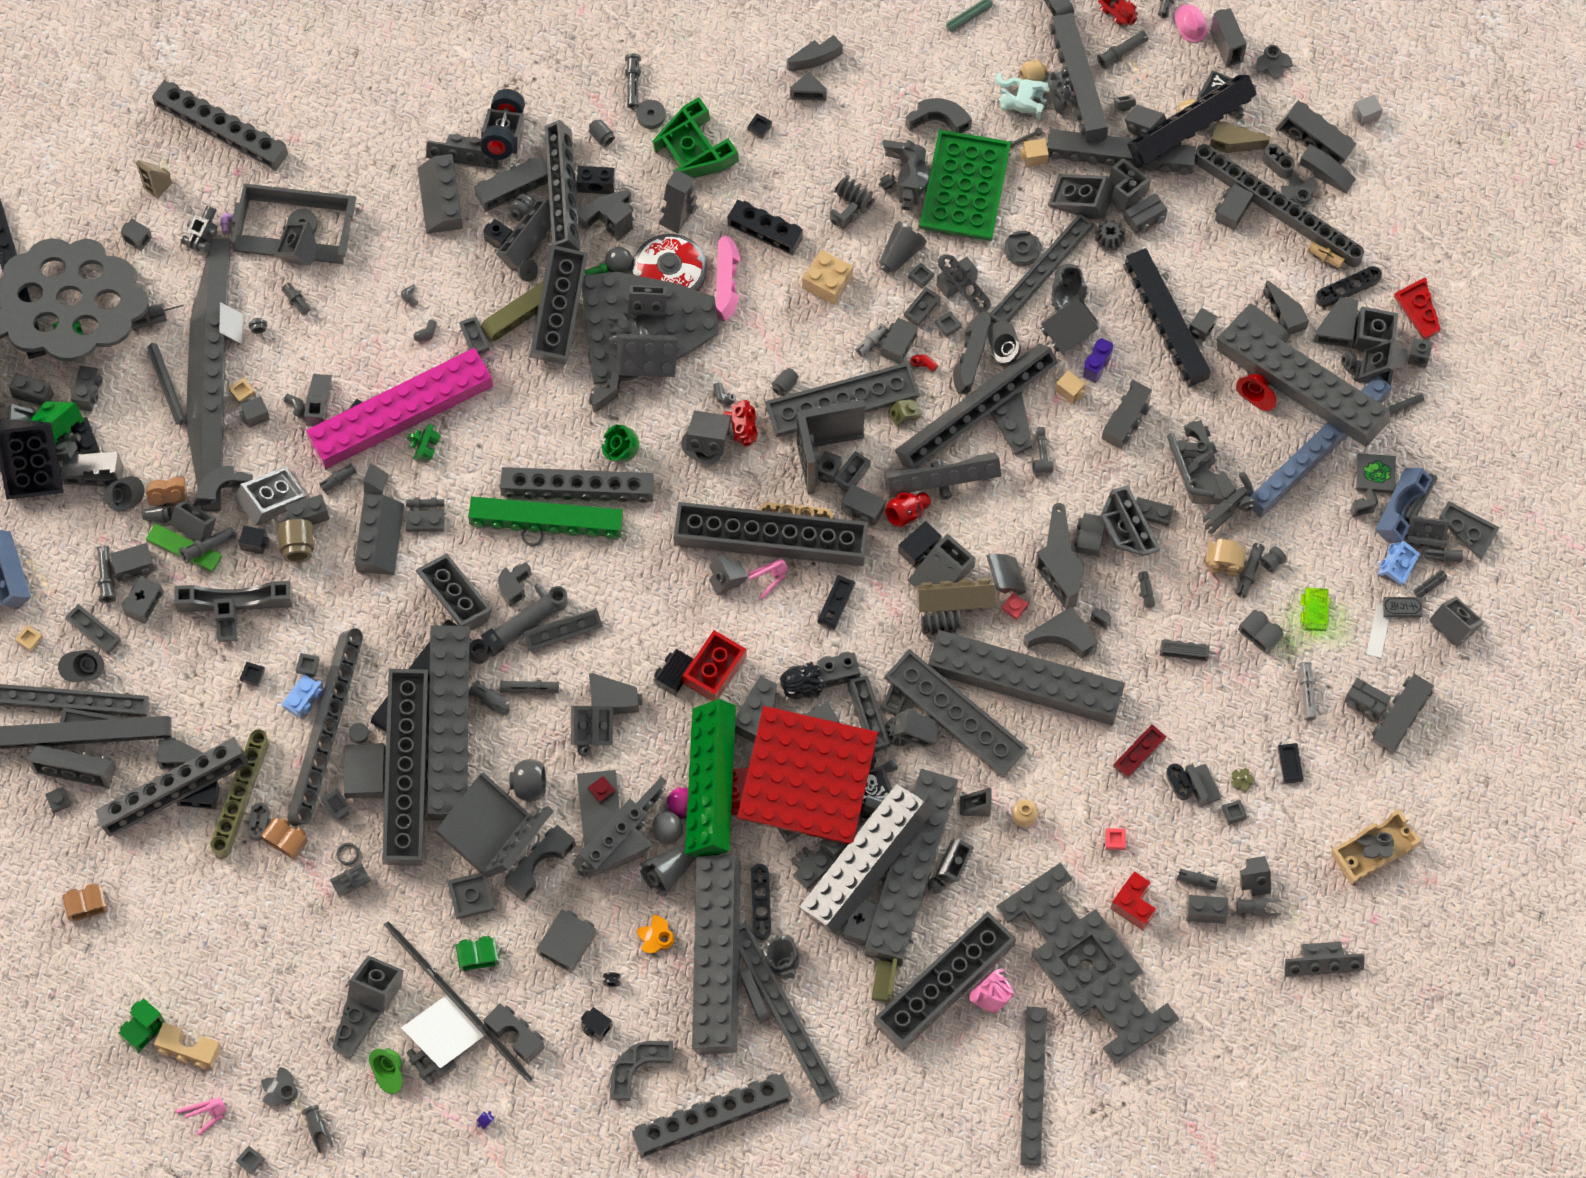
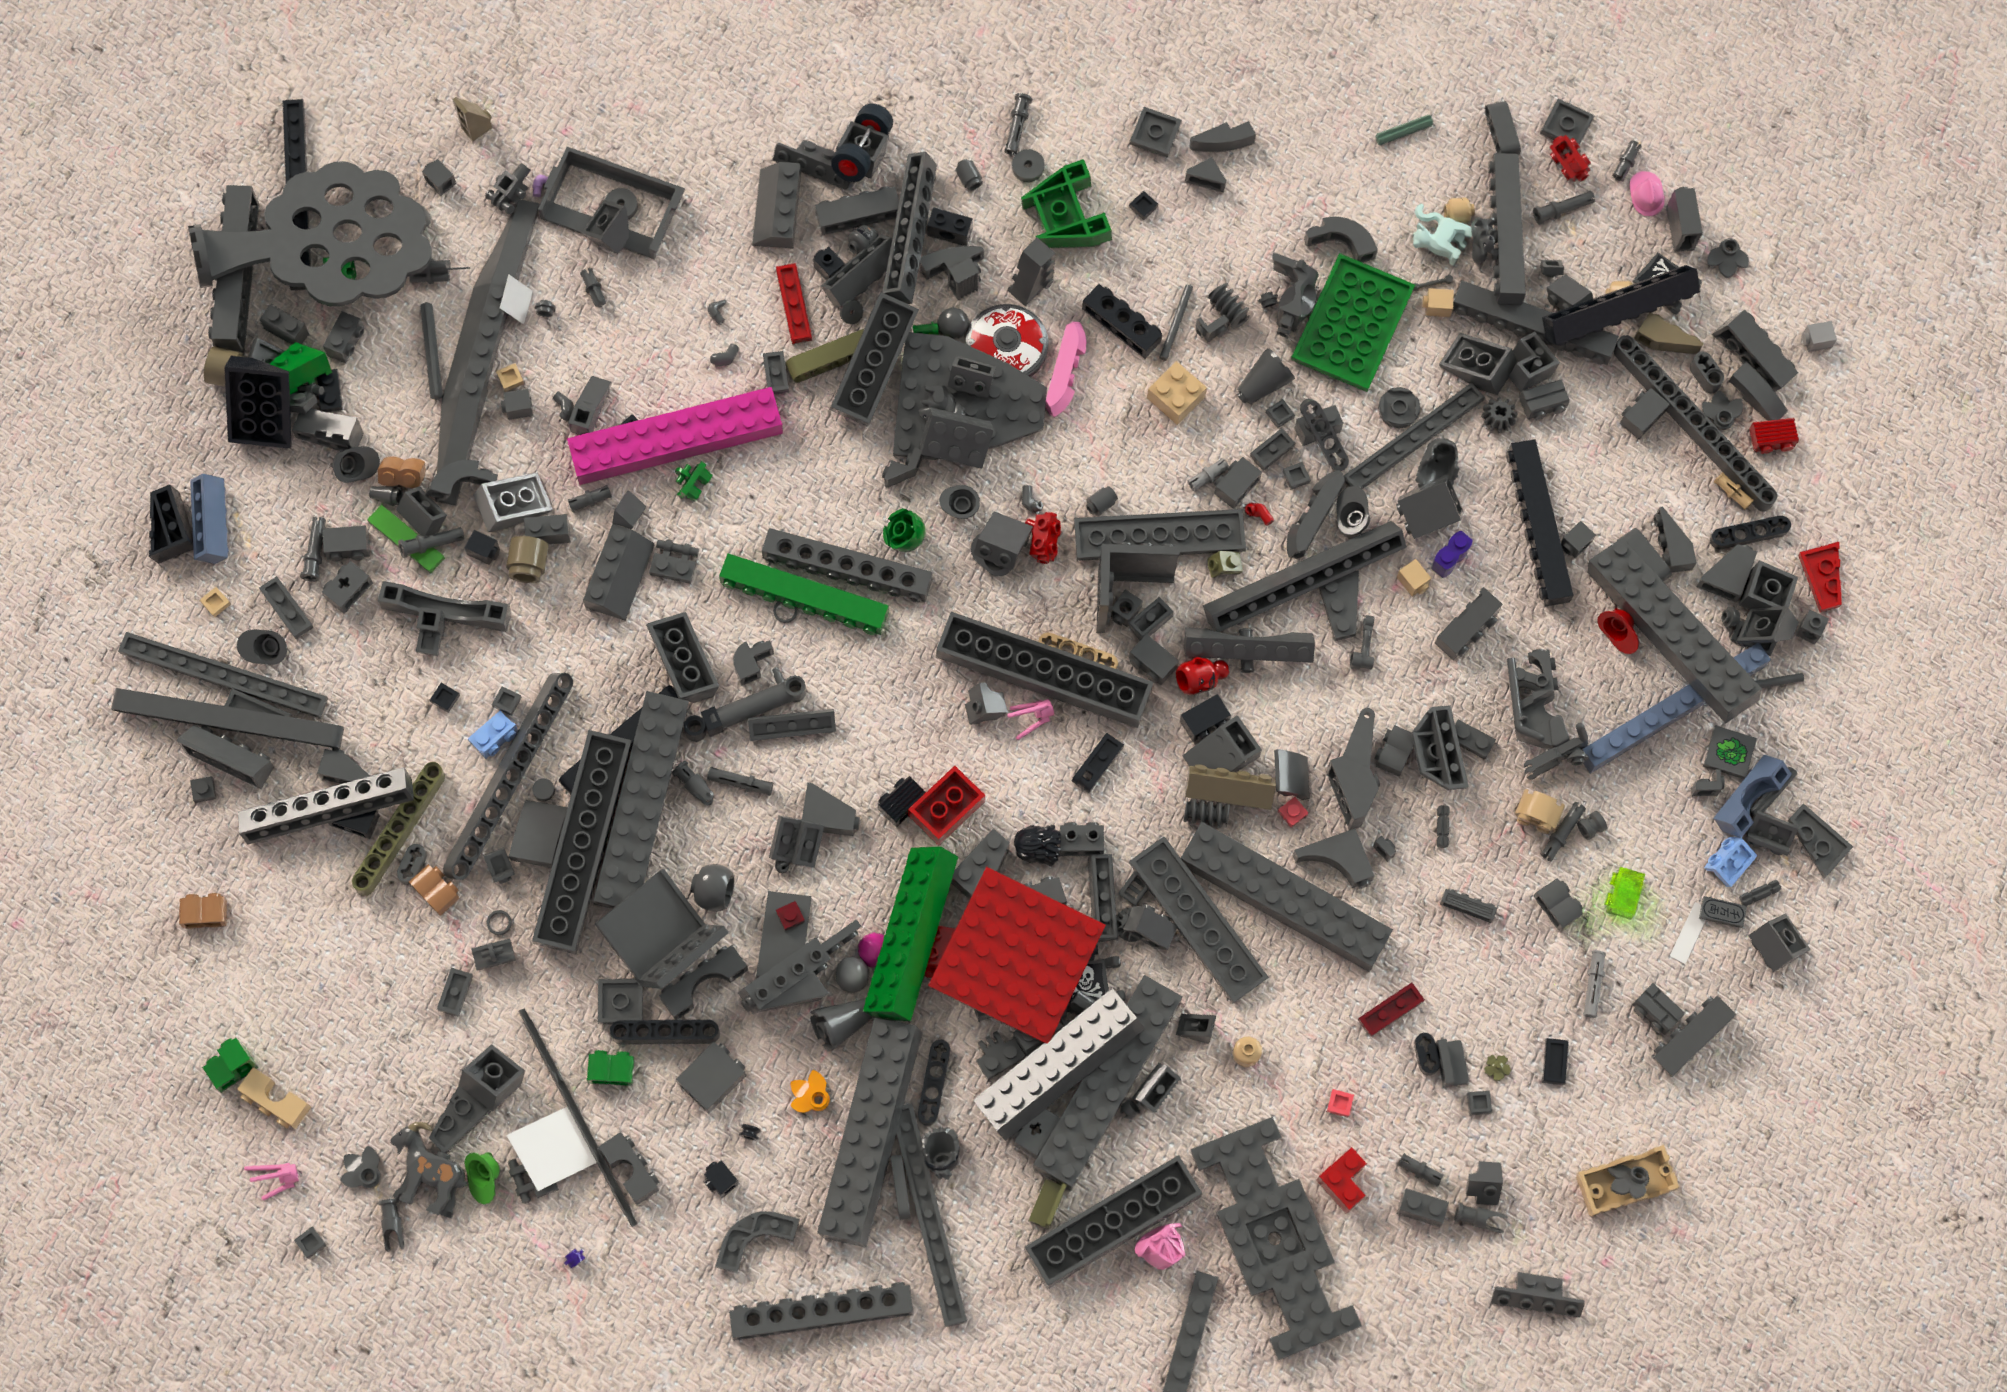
camera: 10 degrees right, 5 degrees up
(272, 157) = (605, 123): dark grey brick -> none
(324, 920) = (455, 992): none -> dark grey plate
(339, 1073) = (428, 1168): none -> dark grey animal
(475, 274) = (793, 303): none -> red tile
(509, 919) = (655, 1026): none -> black beam
(662, 409) = (960, 501): none -> dark grey piece
(754, 62) = (1155, 132): none -> dark grey plate
(812, 218) = (1176, 322): none -> dark grey bar
(1348, 201) = (1774, 435): none -> red brick
(1443, 554) = (1783, 863): dark grey axle -> none

